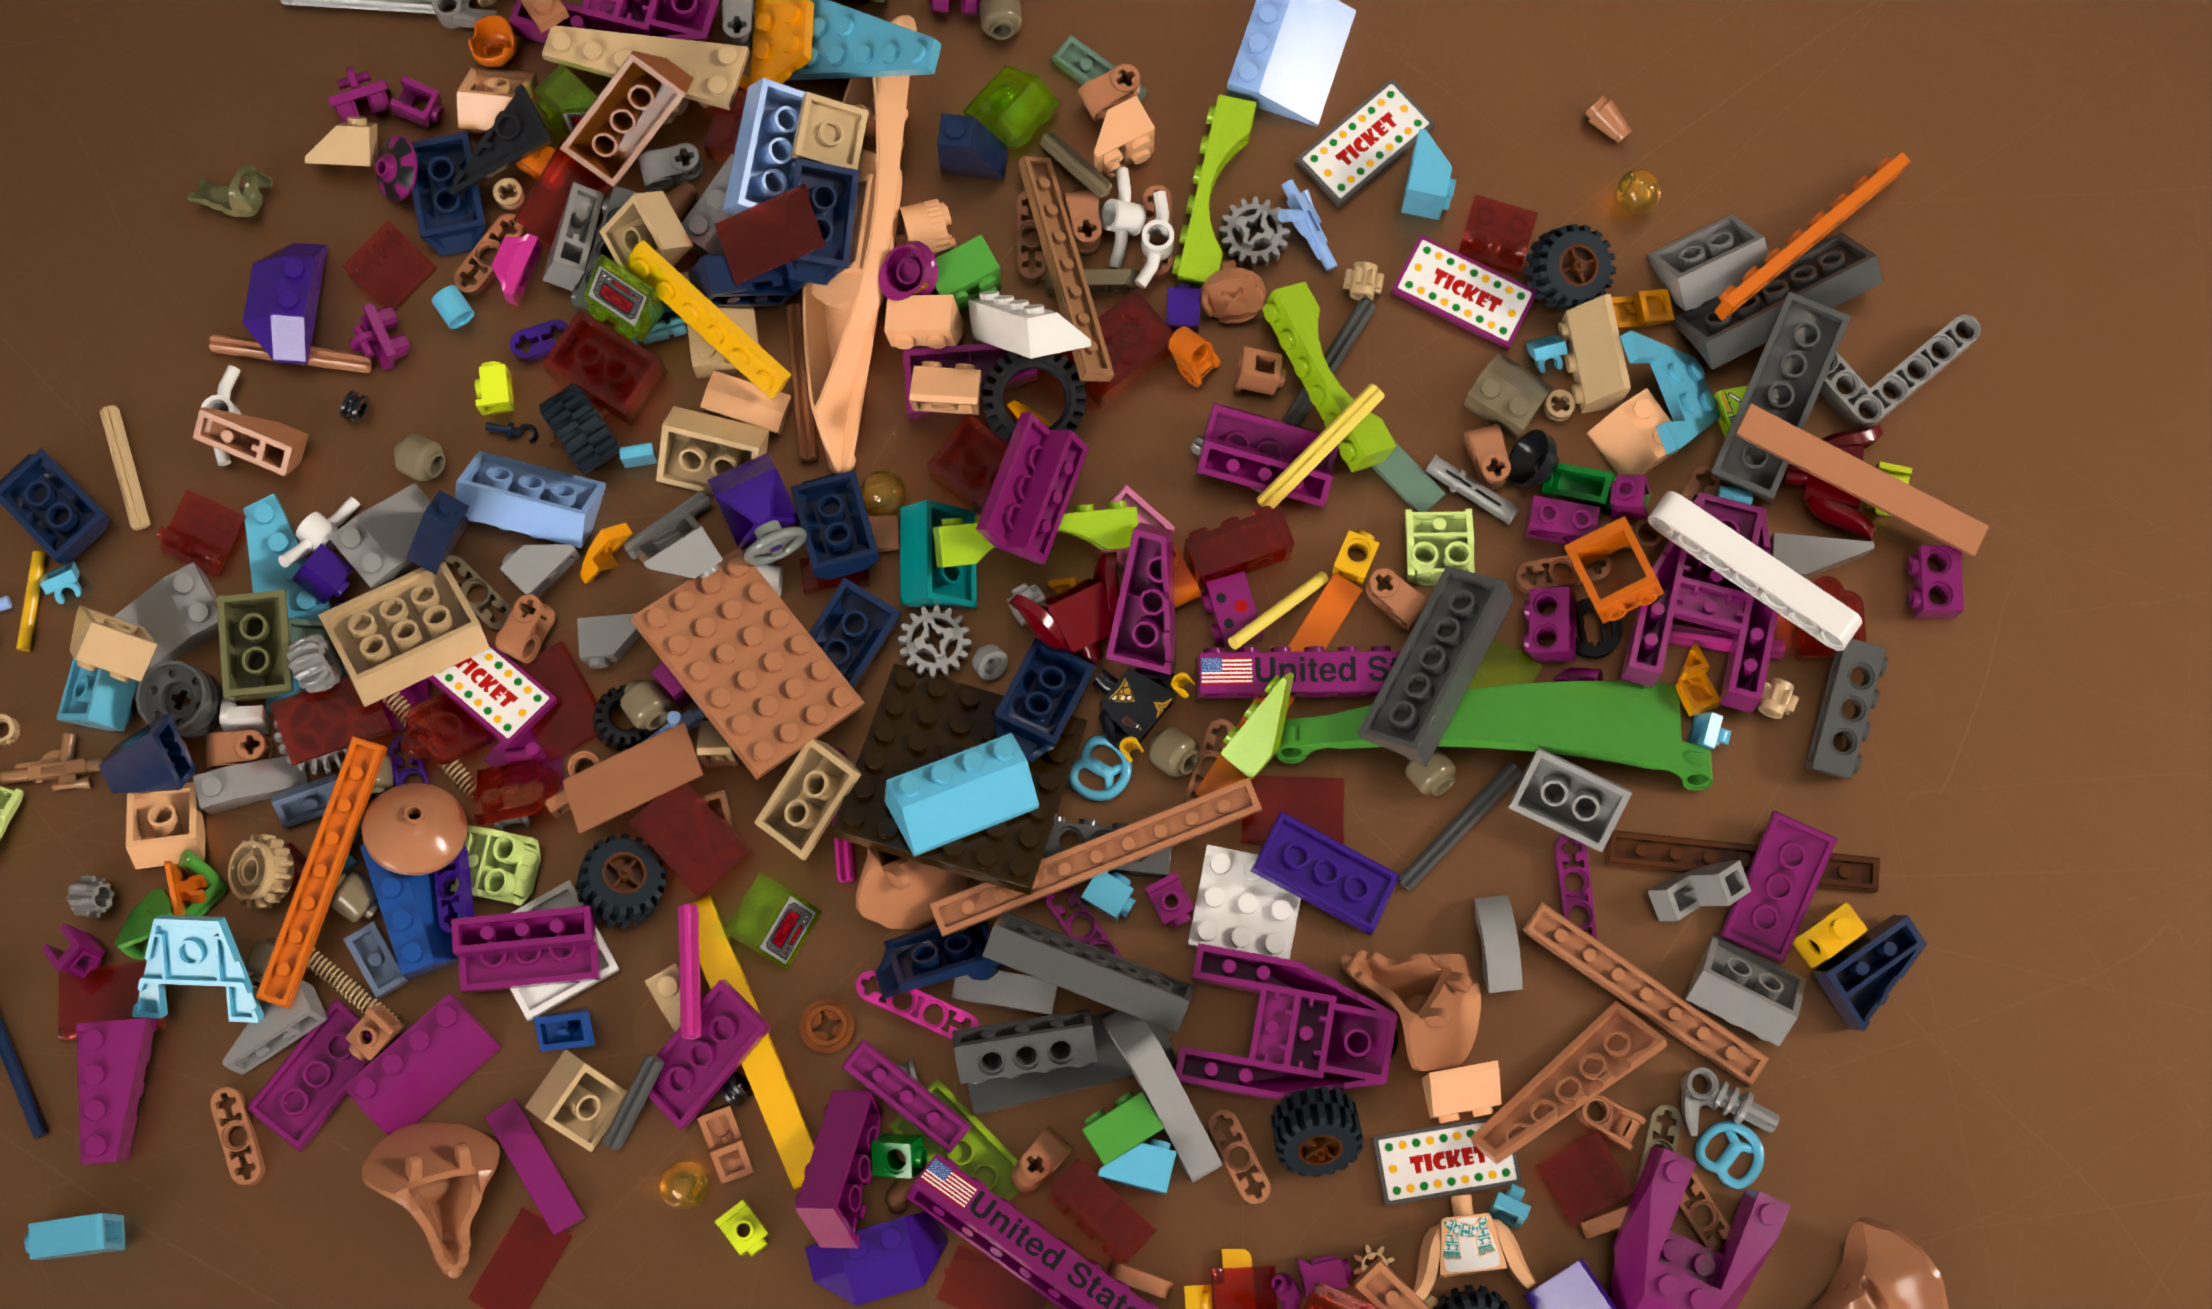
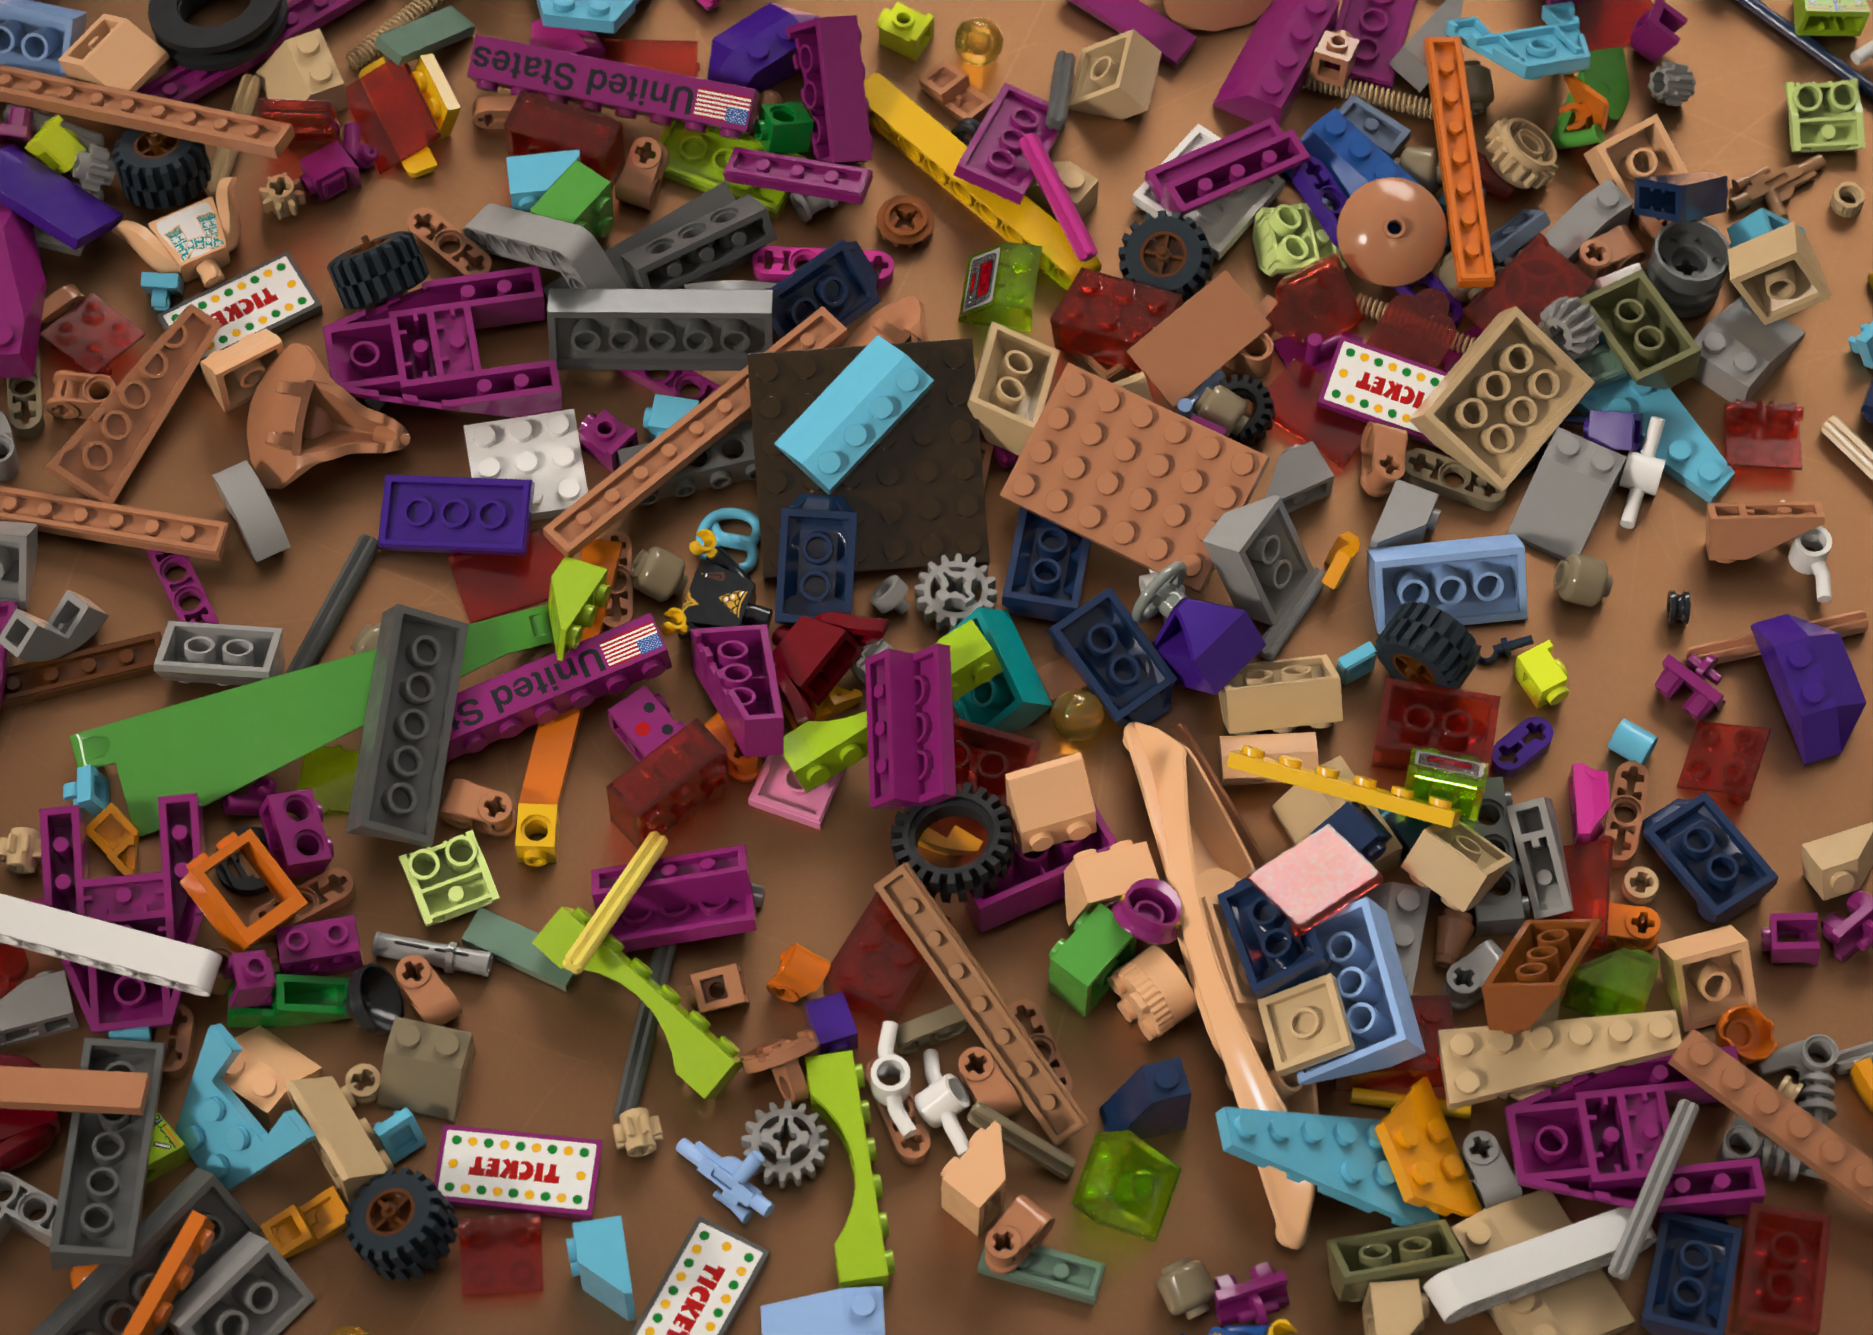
camera: 160 degrees right, 15 degrees down
(396, 168) = (1774, 855): dish -> none
(438, 532) = (1514, 499): dark blue slope -> none
(513, 137) = (1661, 911): black wing -> none
(564, 1030) = (1155, 131): blue slope -> none
(1022, 326) = (990, 900): white slope -> none
(1278, 610) = (600, 741): light yellow bar -> none

